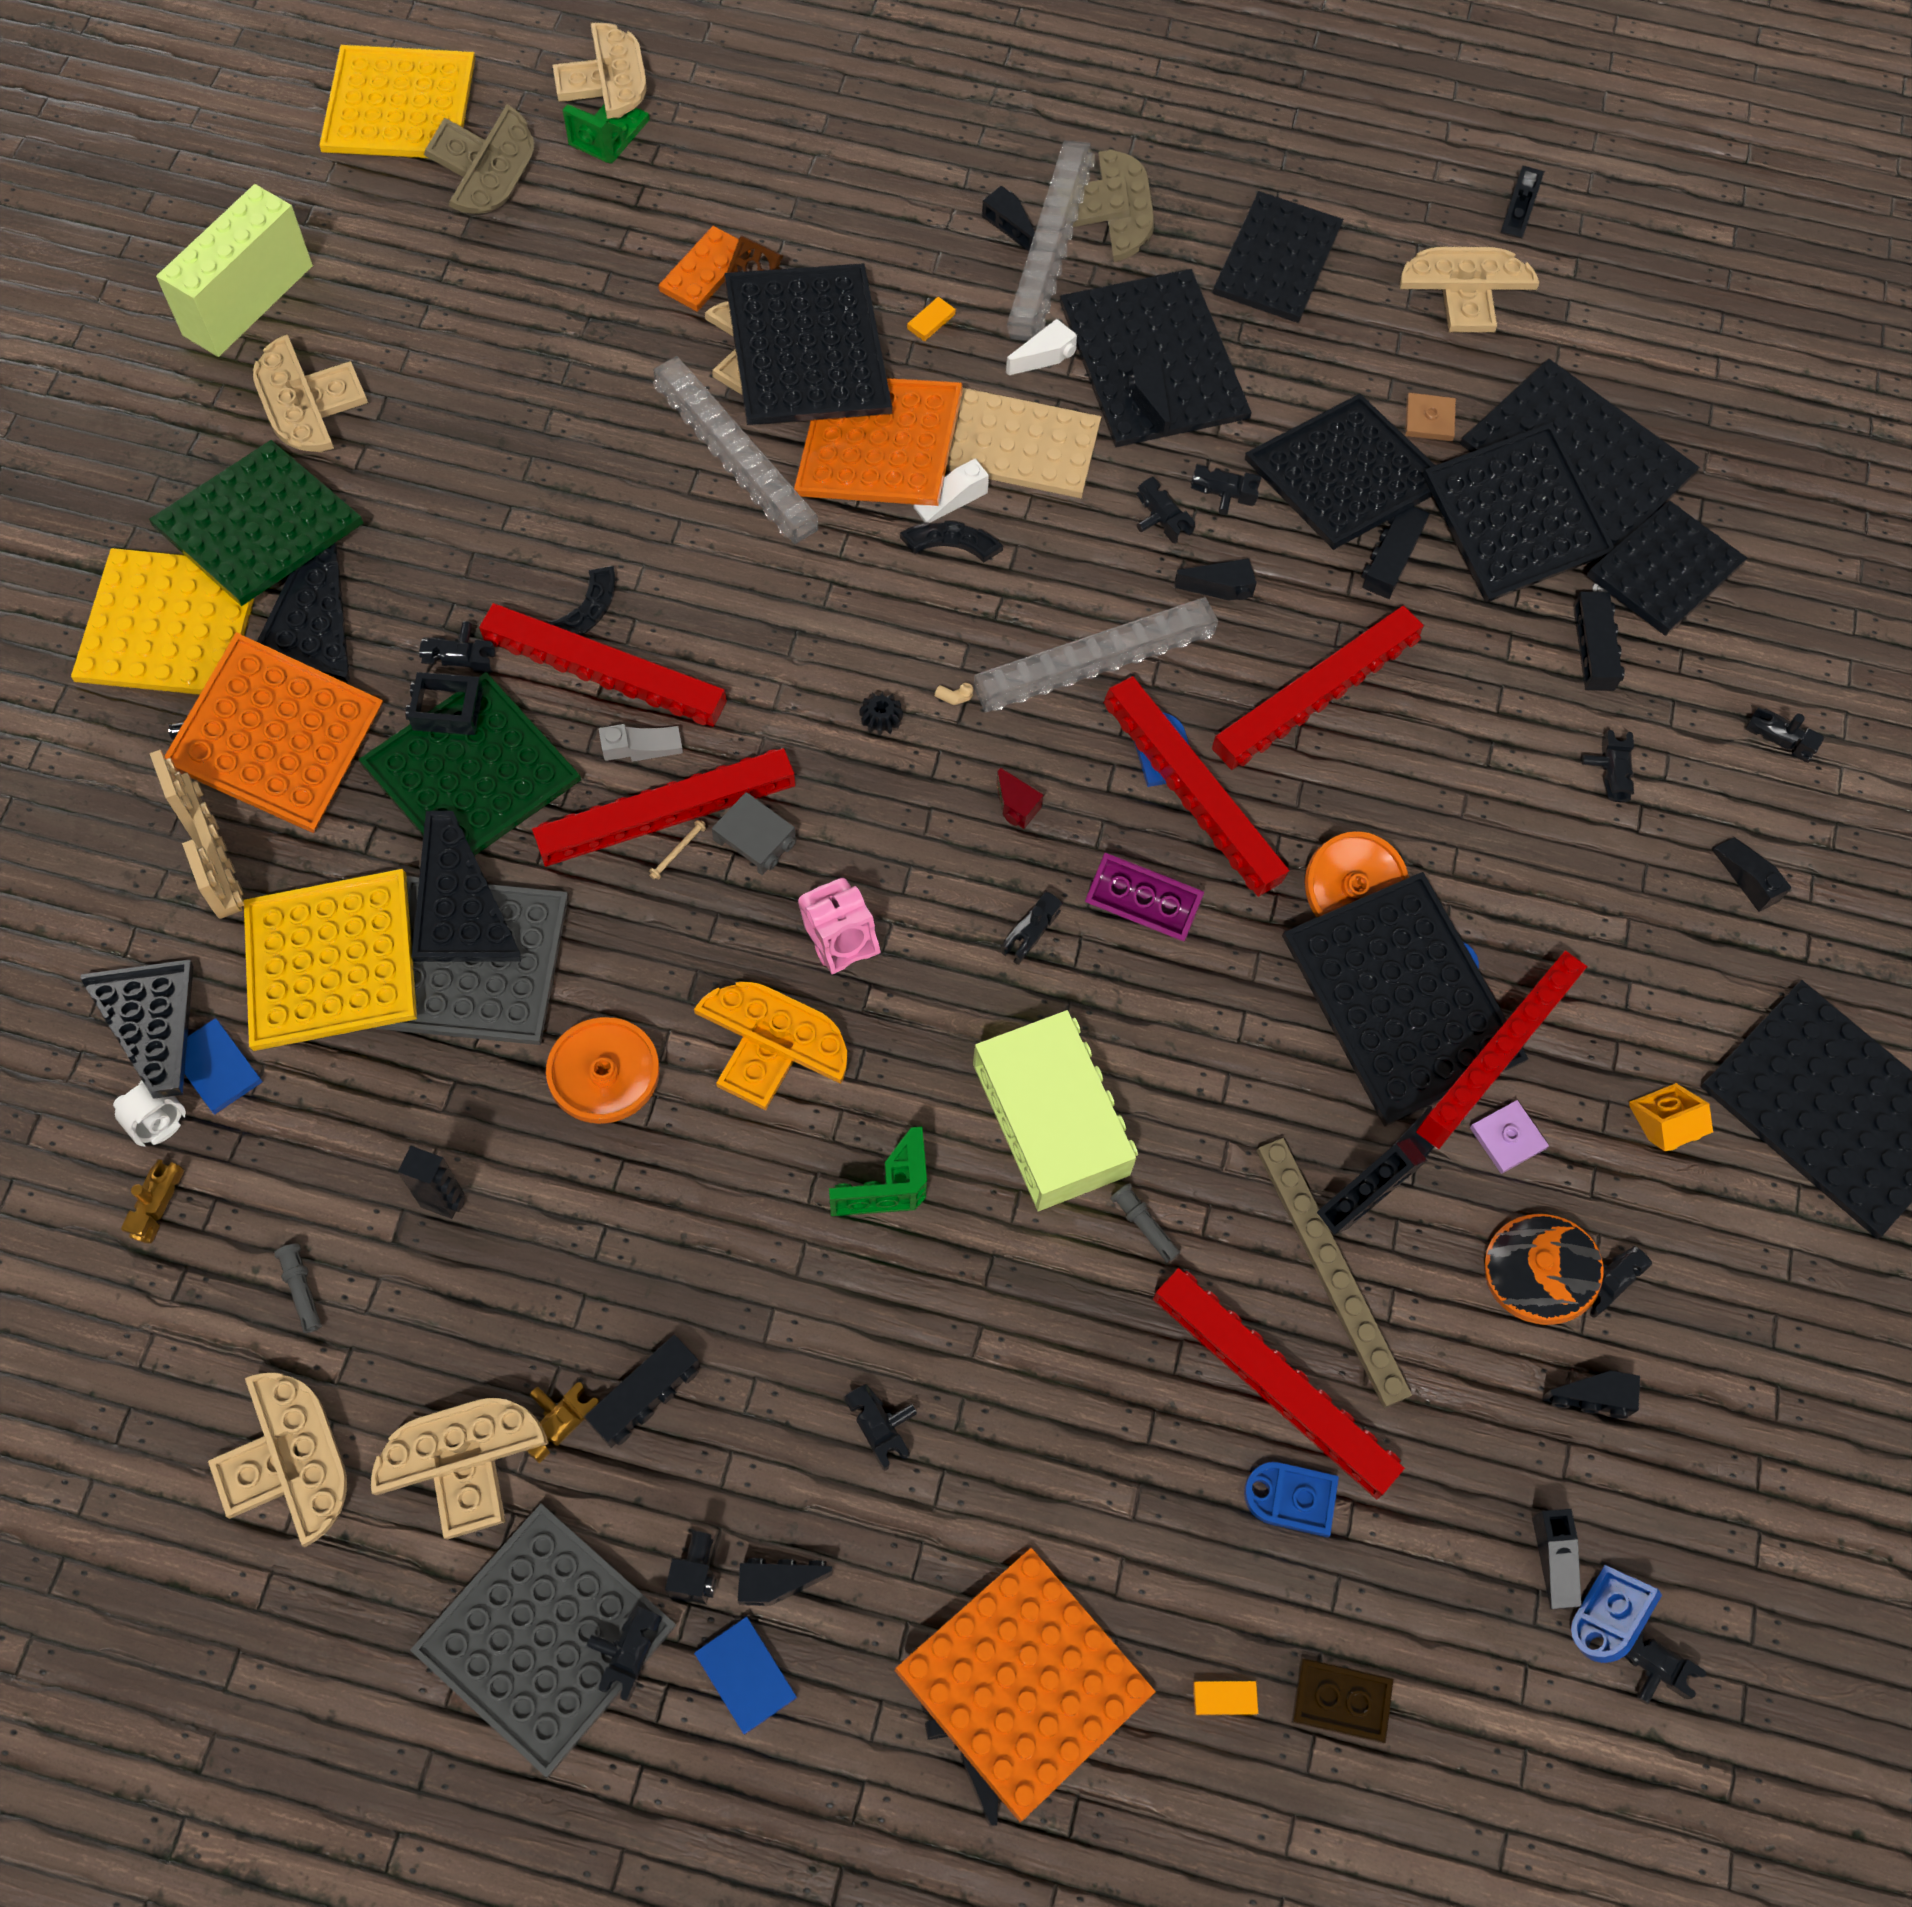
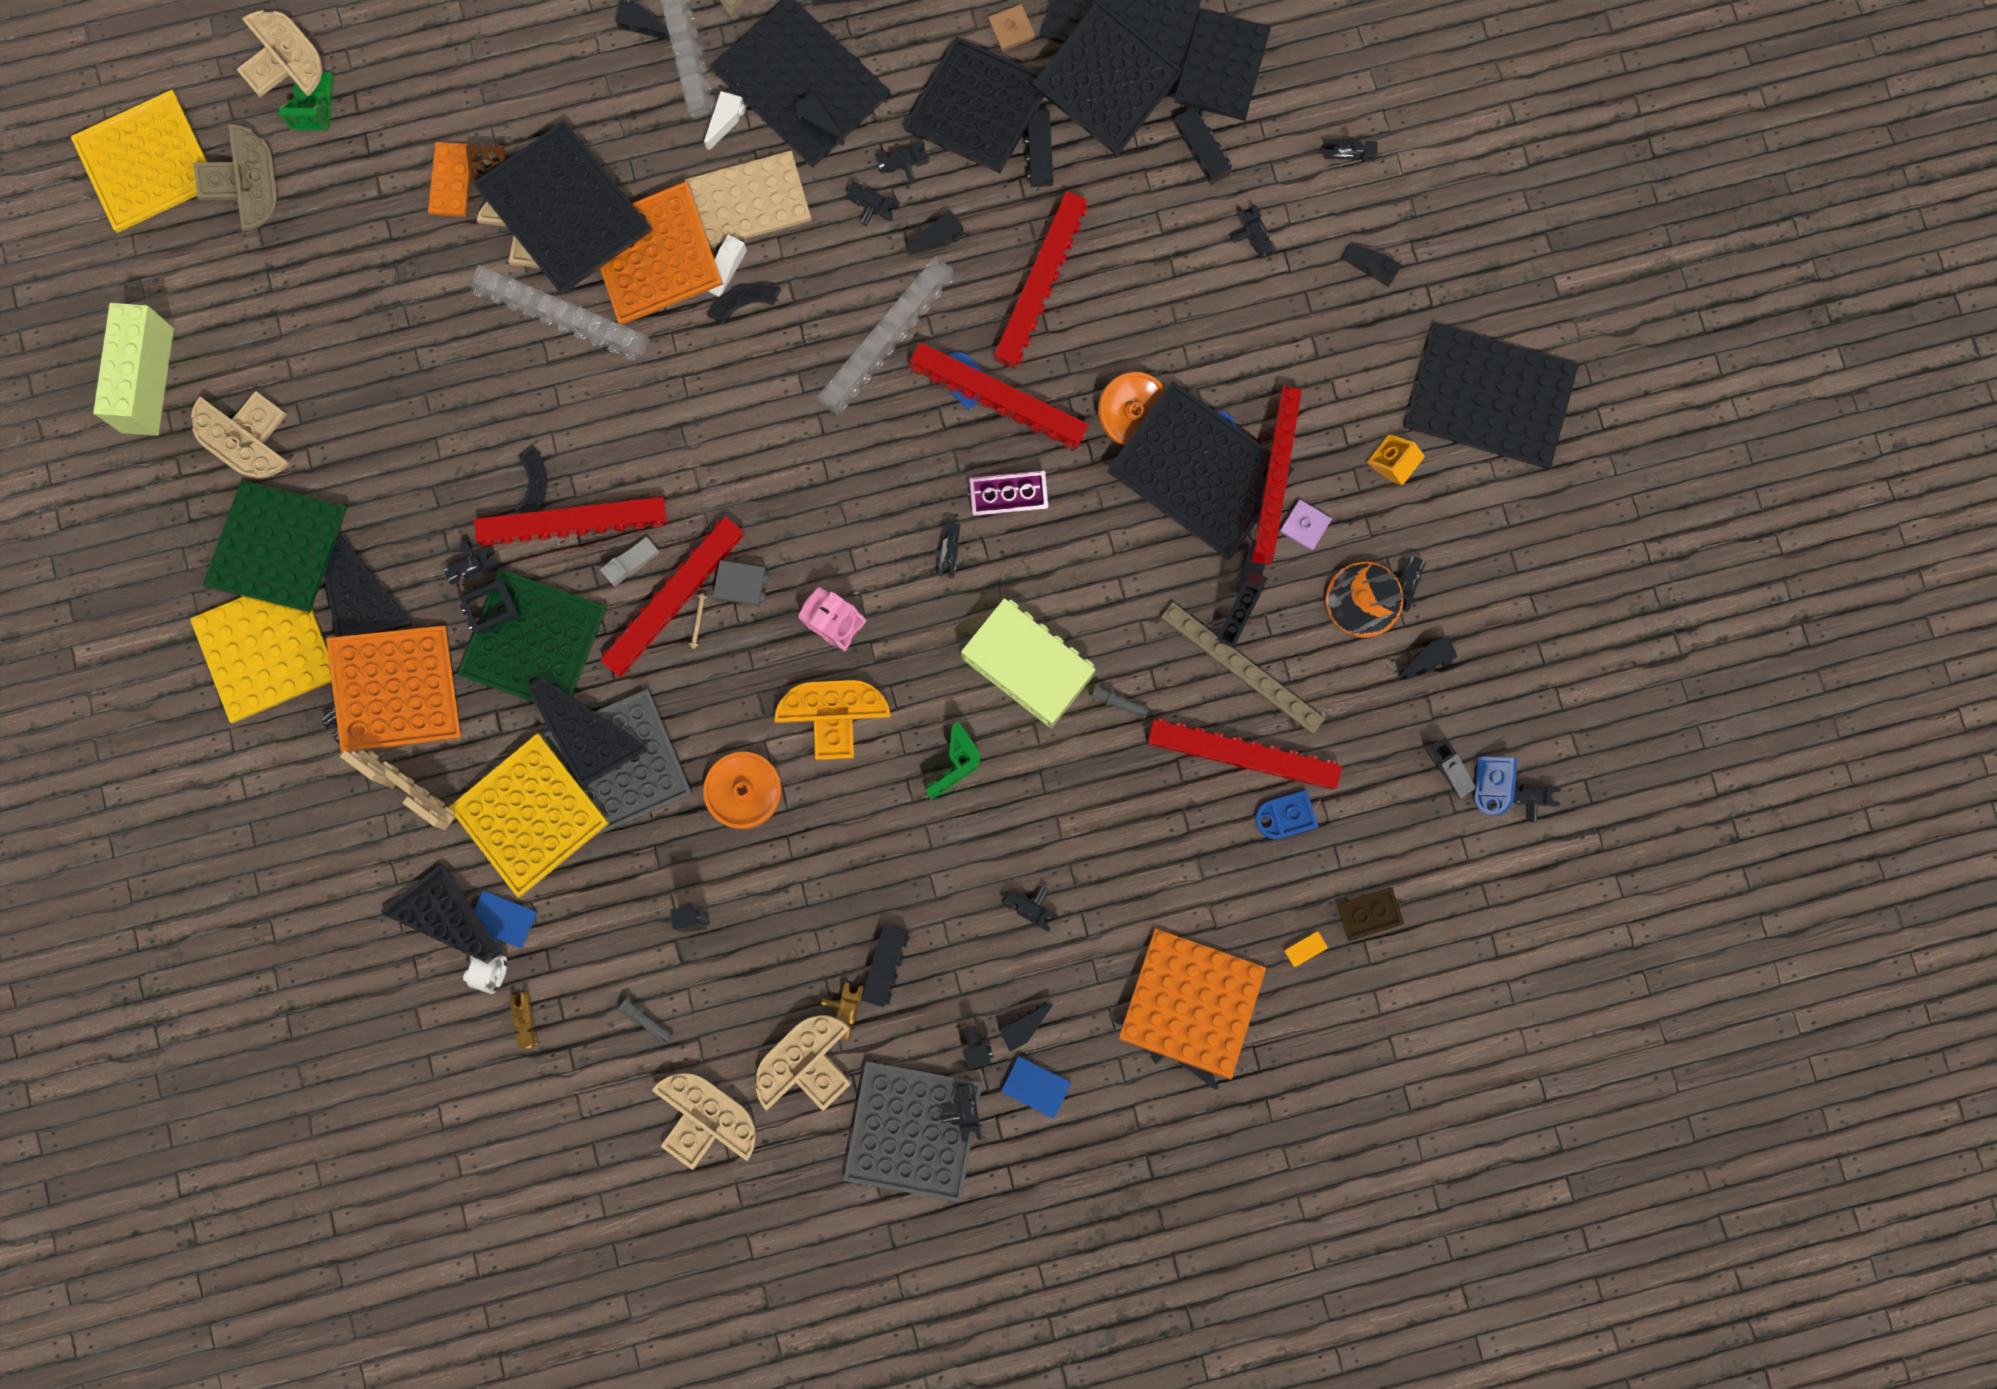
camera: 25 degrees left, 15 degrees up
(872, 710) = (764, 459): black gear -> none
(931, 319) = (632, 134): light orange tile -> none
(955, 697) = (812, 415): tan arm -> none
(1017, 799) = (892, 468): dark red slope -> none

